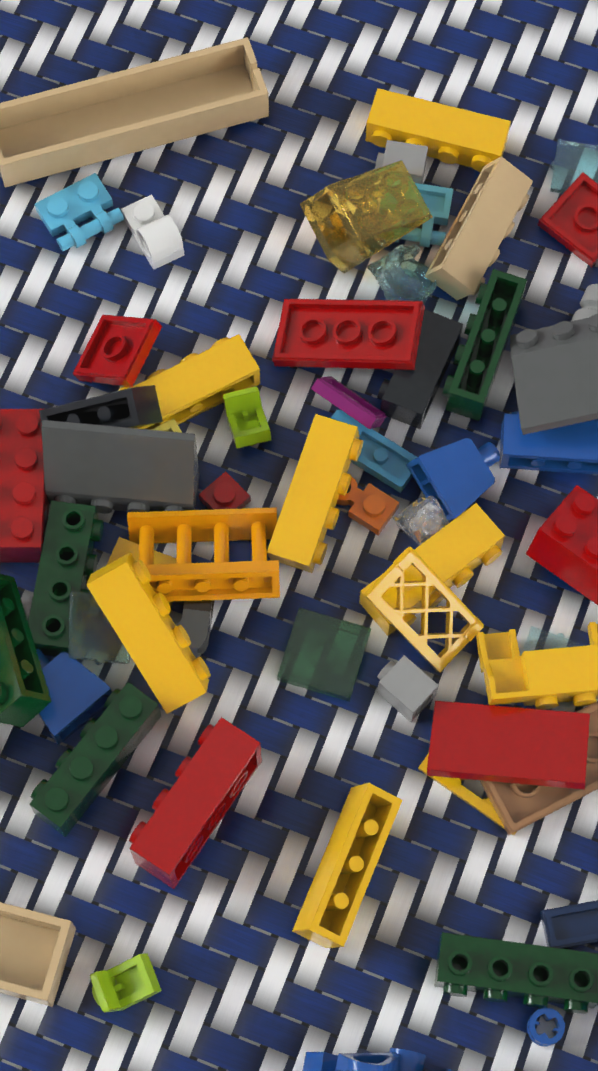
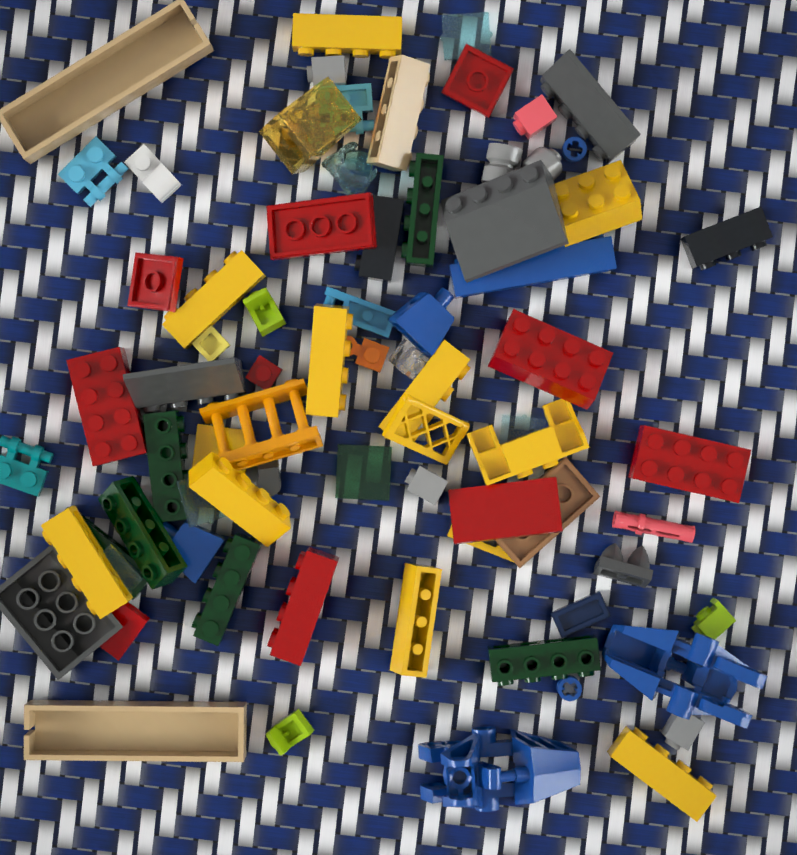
camera: 15 degrees left, 20 degrees up
(122, 408) = (160, 346): black brick -> none
(349, 402) = (334, 279): magenta tile -> none

